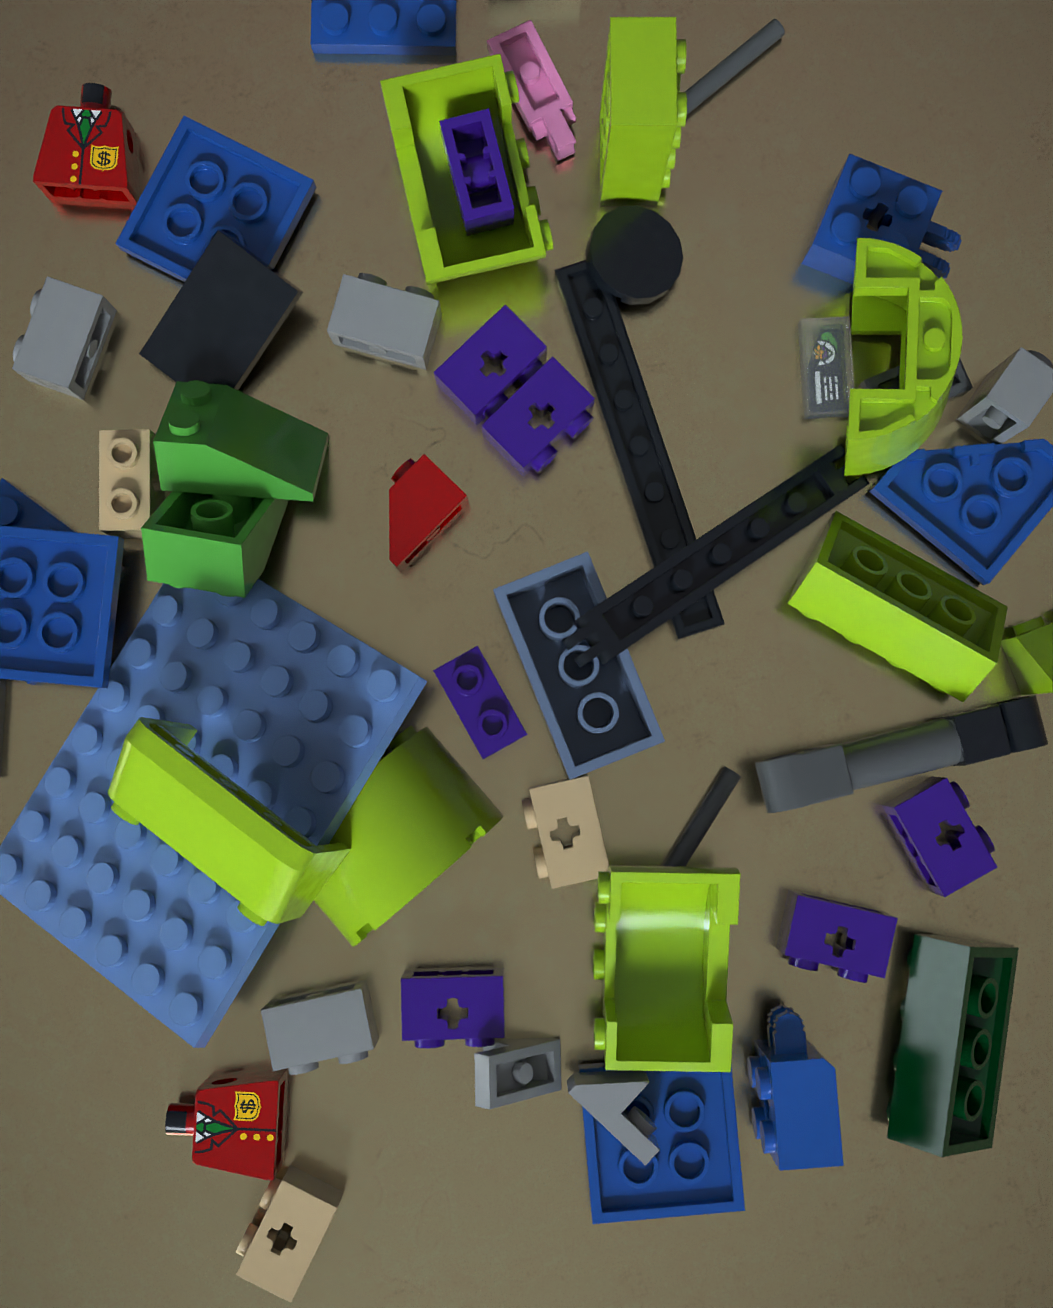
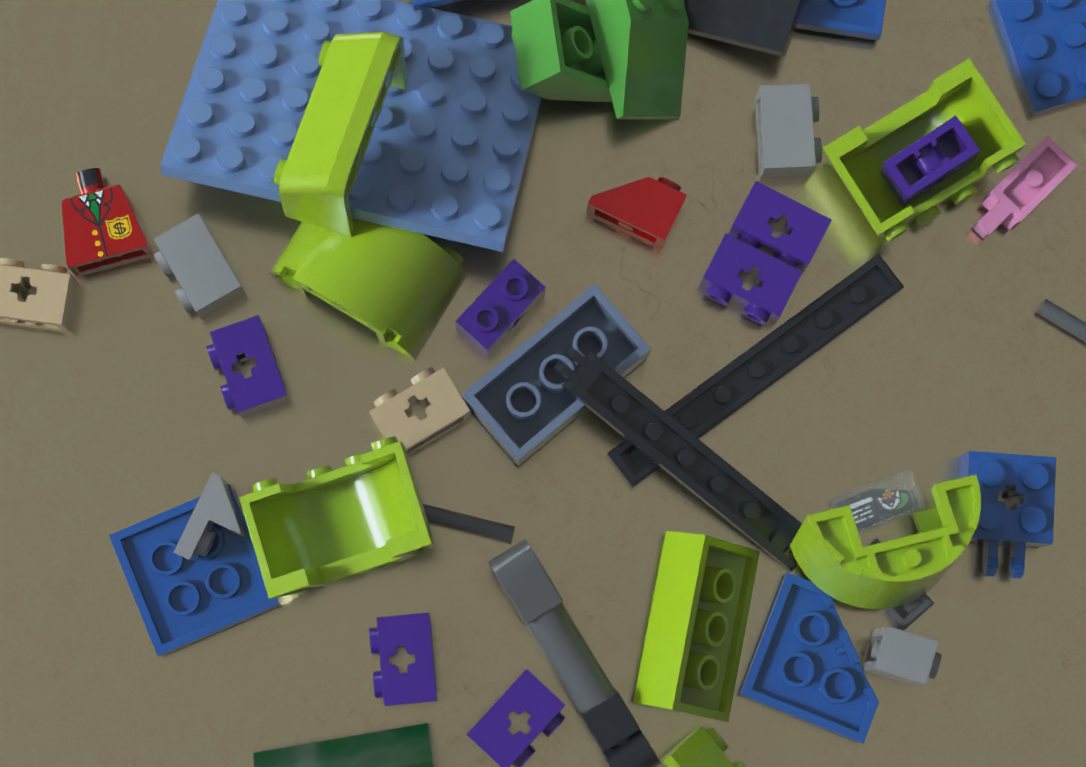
camera: 65 degrees right, 5 degrees down
(516, 1071) = (212, 434): light grey slope -> none
(634, 254) = (913, 313): black tile -> none
(640, 109) = (1017, 268): lime brick -> none
(795, 1095) = (266, 661): blue hinge -> none

